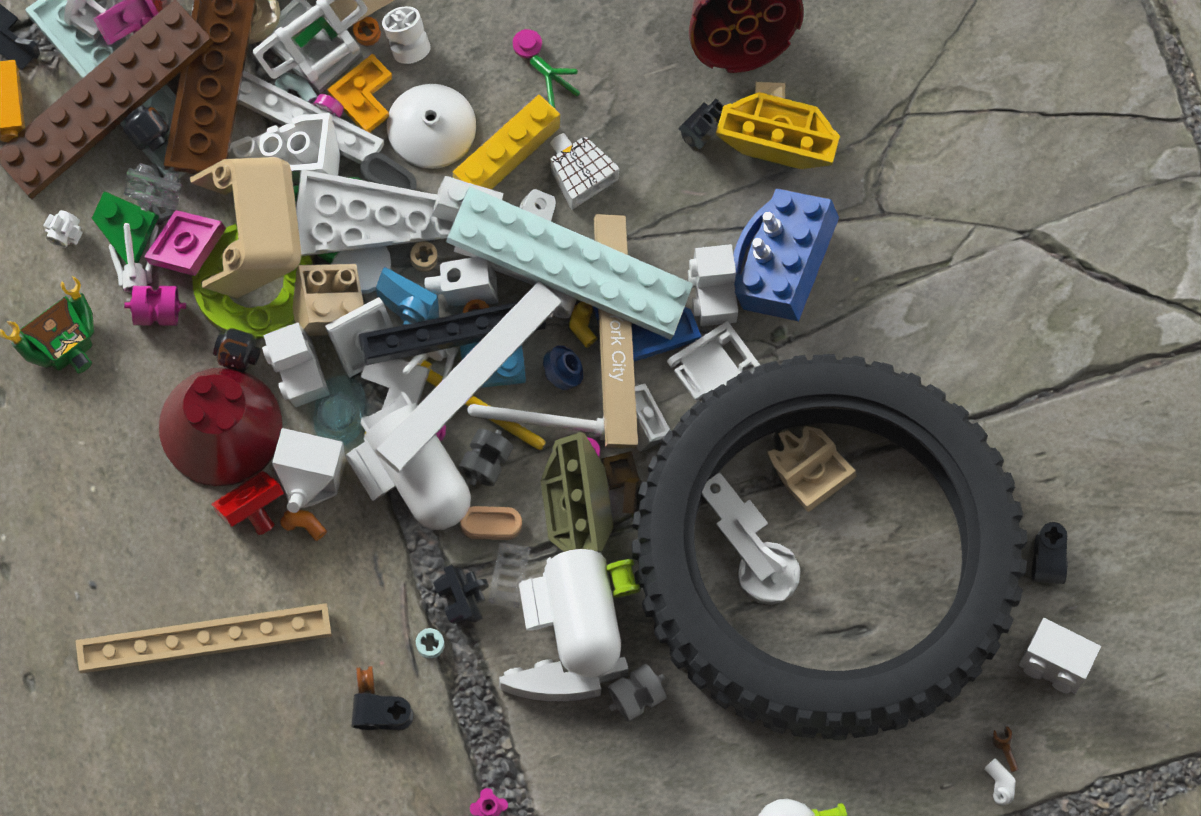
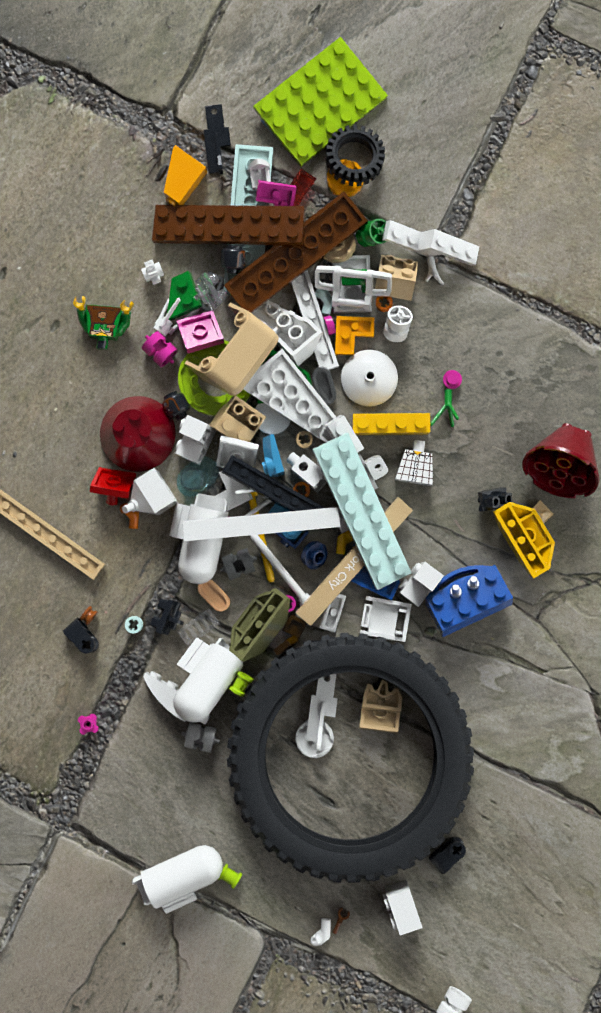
camera: 50 degrees right, 15 degrees up
(517, 383) = (287, 543): none -> dark blue bracket

